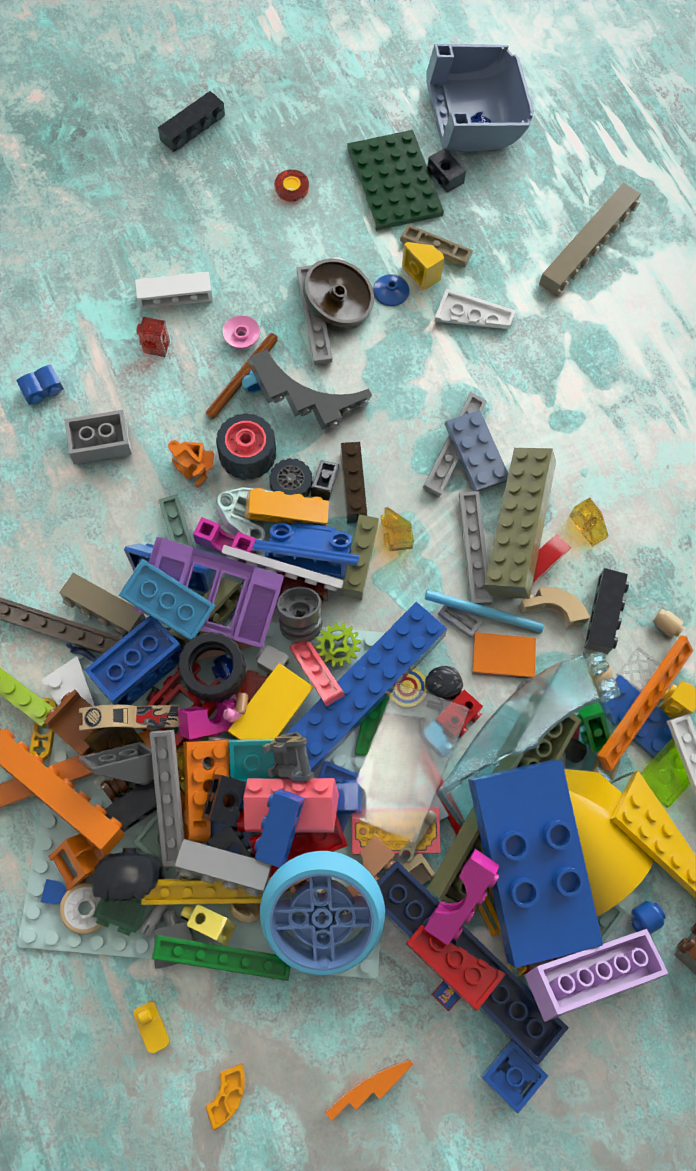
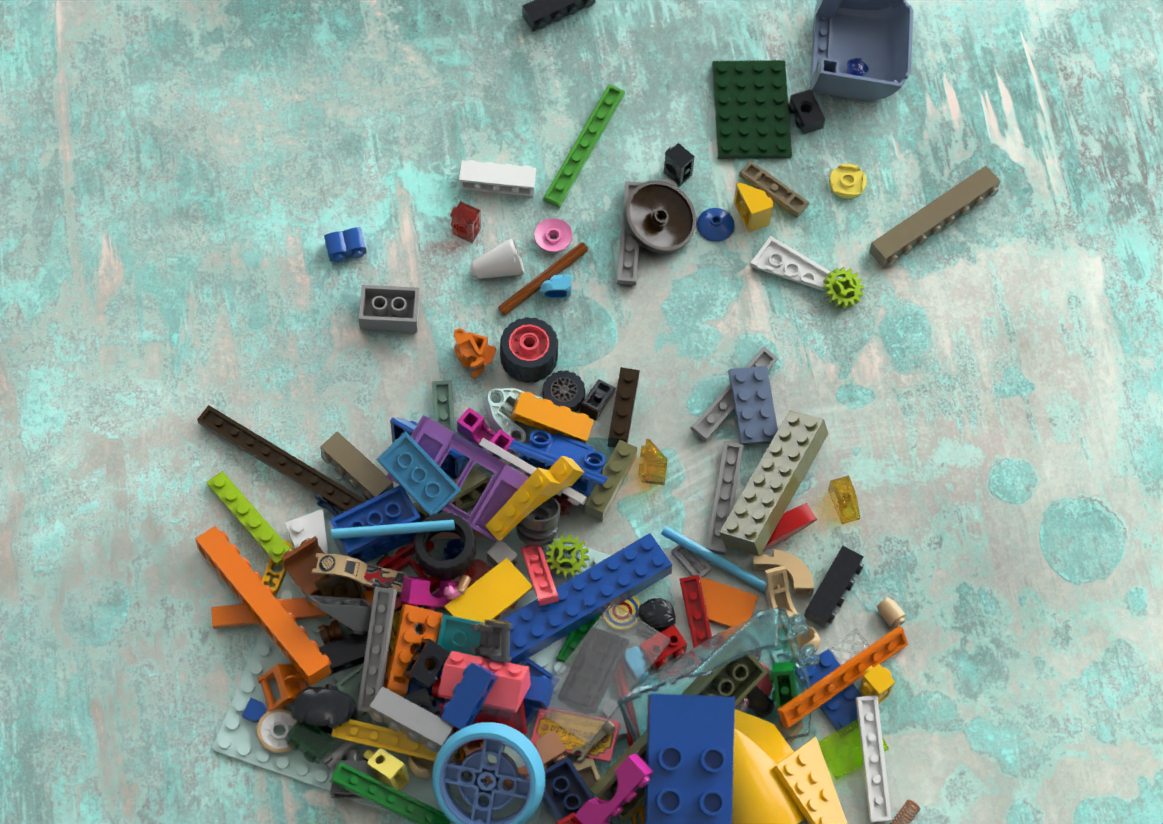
camera: 15 degrees right, 5 degrees down
(153, 665) = (392, 529): none -> medium azure piece
(195, 368) = (499, 262): none -> white cone
(248, 245) = (584, 146): none -> bright green tile
(277, 385) = (594, 316): dark grey arch -> none
(289, 592) = (534, 492): none -> yellow arch
(291, 185) = (644, 93): clear red tile -> none
(343, 239) = (678, 164): none -> black brick
(482, 671) = (695, 609): none -> red tile
(500, 225) = (847, 181): none -> light yellow tile
(527, 321) = (839, 288): none -> lime gear
(557, 634) = (778, 590): none -> tan arch

